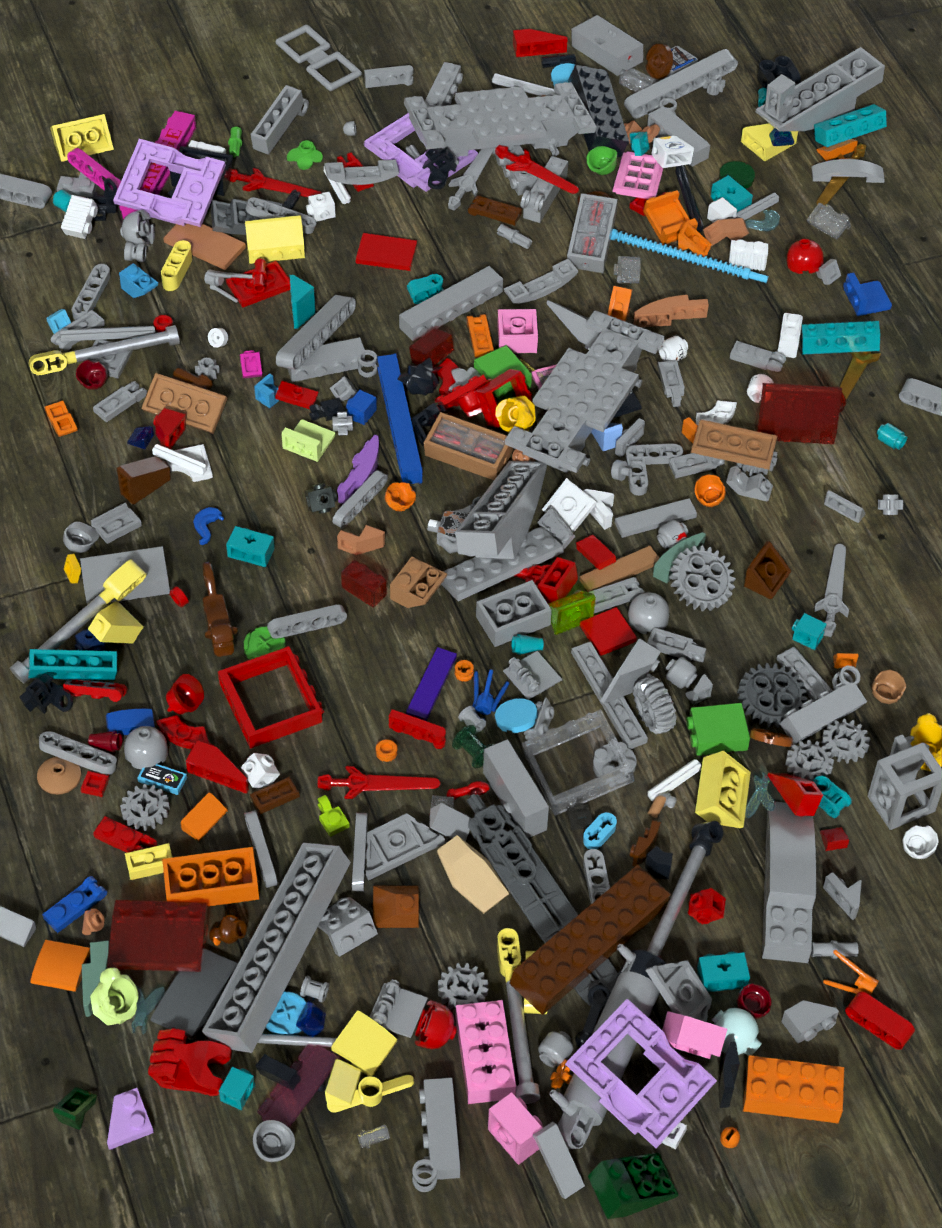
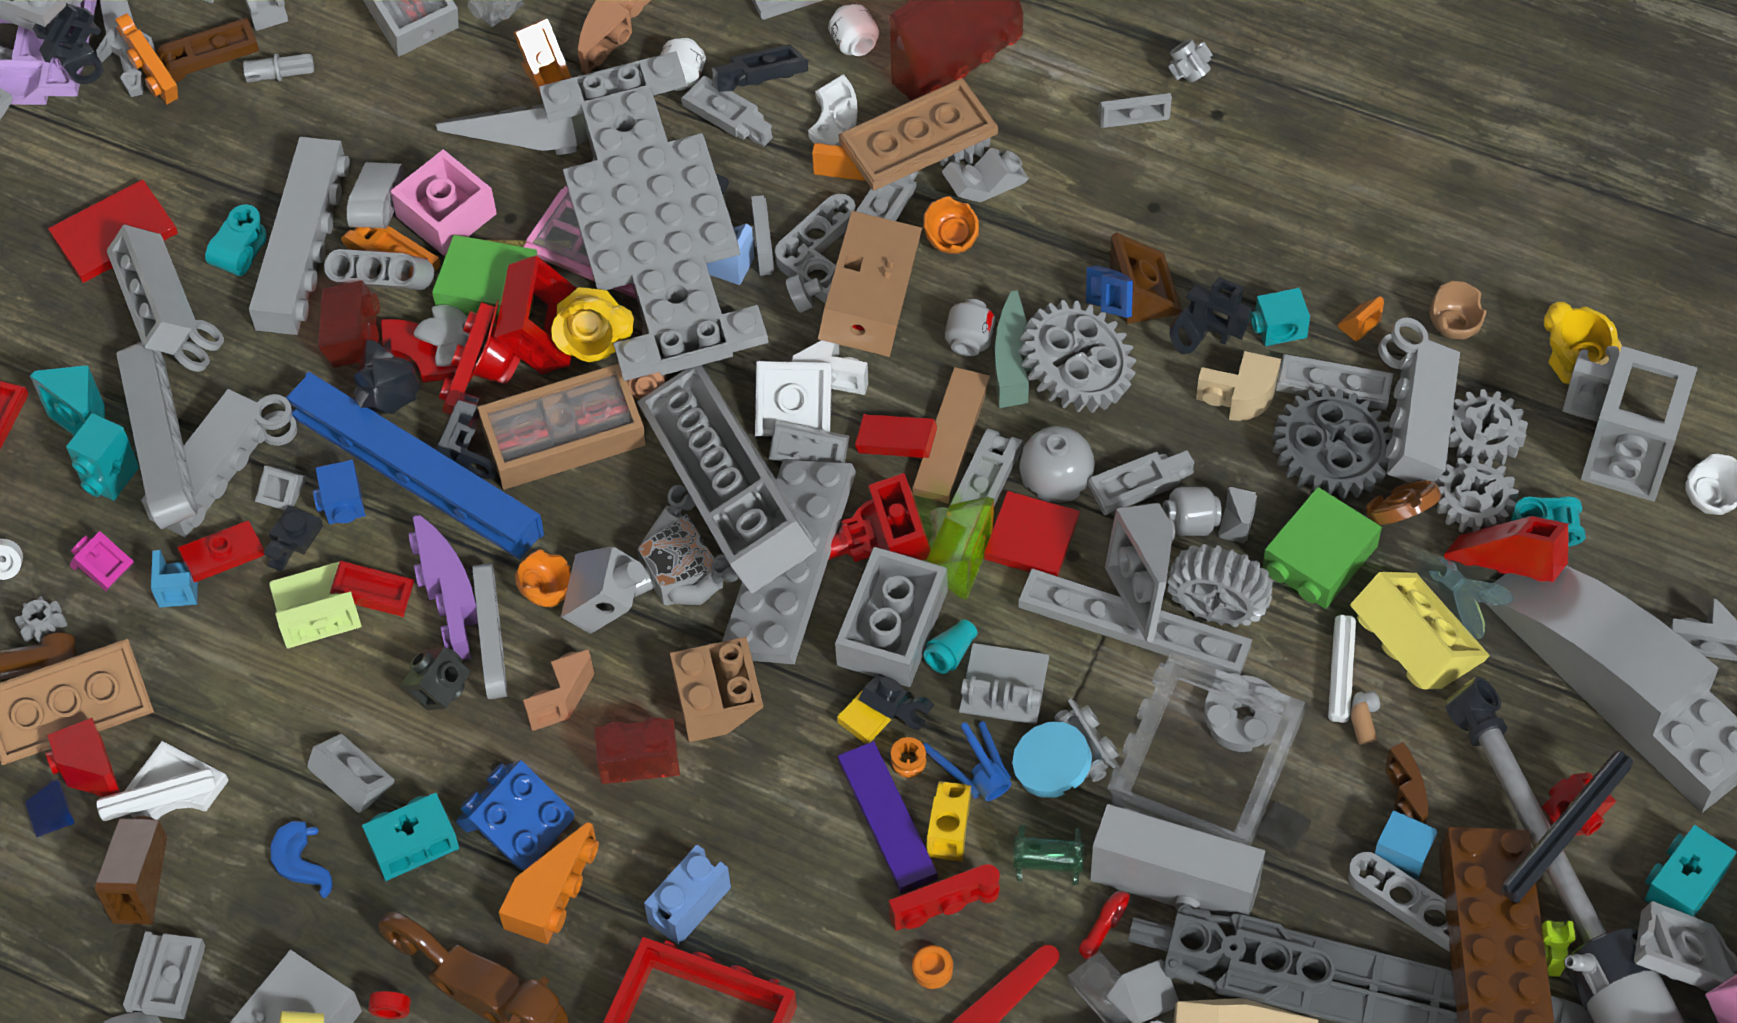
camera: 40 degrees left, 5 degrees up
(256, 508) = (349, 772): none -> light grey slope
(261, 643) = (590, 966): bright green tile -> none
(280, 603) = (542, 891): none -> orange slope
(286, 625) = (620, 878): light grey beam -> none
(287, 324) = (102, 457): none -> teal brick
(296, 570) = (516, 813): none -> blue bracket
(324, 647) = (687, 895): none -> medium blue brick
(335, 450) = (373, 588): none -> red tile
(342, 423) = (340, 538): light grey gear -> none
(370, 285) = (158, 299): none -> light grey hinge
(418, 513) = (601, 587): none -> light grey torso
(451, 704) = (949, 821): none -> yellow leg
(464, 195) = (144, 57): none -> orange plate
(464, 337) = (393, 272): none -> light grey beam
(464, 643) = (862, 720): none -> yellow tile
(470, 717) = (1000, 818): light grey bush -> none
(480, 643) = (892, 700): none -> black plate
(487, 308) = (371, 200): none -> light grey beam
(544, 285) = (398, 106): light grey slope -> none
(596, 828) = (1338, 823): medium azure beam -> none
(617, 859) = (1405, 843): none -> dark azure panel
(633, 941) = (1556, 941): none -> lime plate
(647, 485) = (870, 283): none -> medium nougat brick
(655, 517) = (917, 321): light grey tile -> none
(659, 863) = (1458, 799): black piece -> none
(683, 901) = (1566, 826): none -> black axle
(702, 373) = (759, 67): none -> black hinge
(743, 563) = (1109, 290): none -> blue slope
(760, 648) = (1246, 393): none -> tan brick
(776, 605) = (1202, 317): none -> black piece
(833, 601) = (1259, 252): light grey sword -> none
(834, 839) = (1612, 568): red slope -> none

